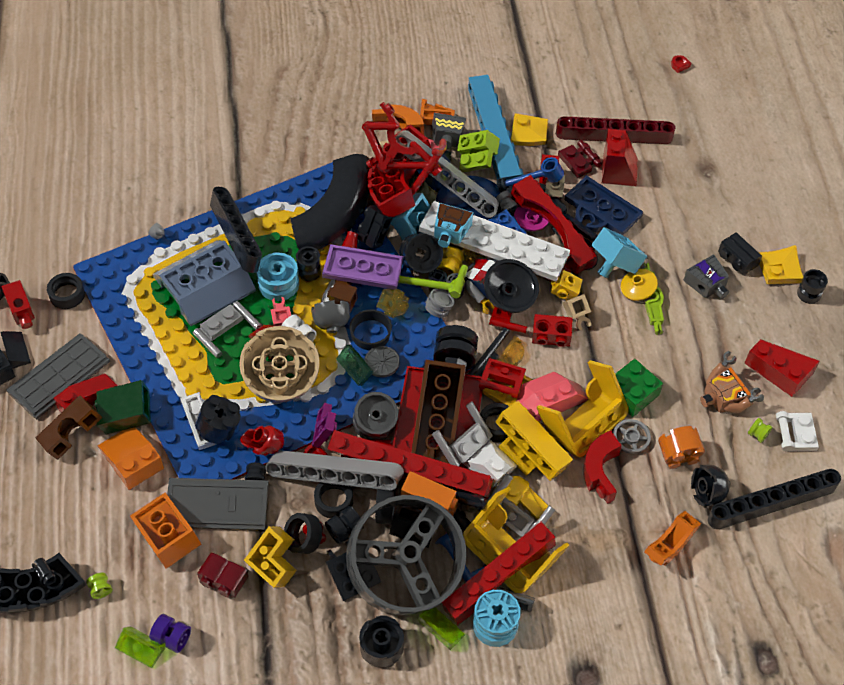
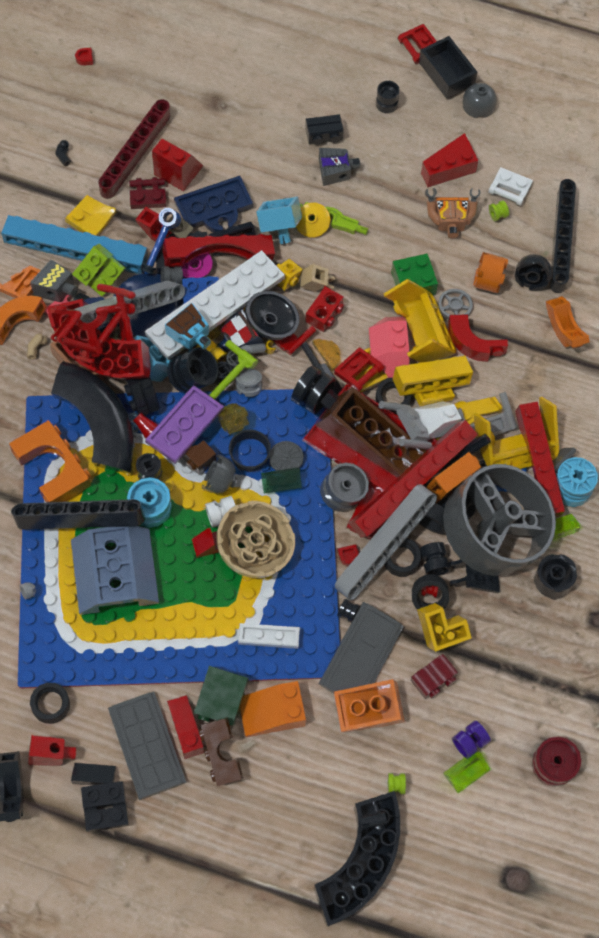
camera: 65 degrees left, 10 degrees up
(217, 419) = (285, 616): black brick -> none
(221, 323) = (171, 574): light grey plate -> none
(263, 440) = (322, 587): red head -> none
(275, 216) = (47, 440): none -> orange arch
(280, 312) = (191, 519): coral plate -> none
(324, 425) = (335, 534): magenta plate -> none
(576, 86) = (61, 152): none -> black arm
(781, 266) = (352, 107): yellow plate -> none

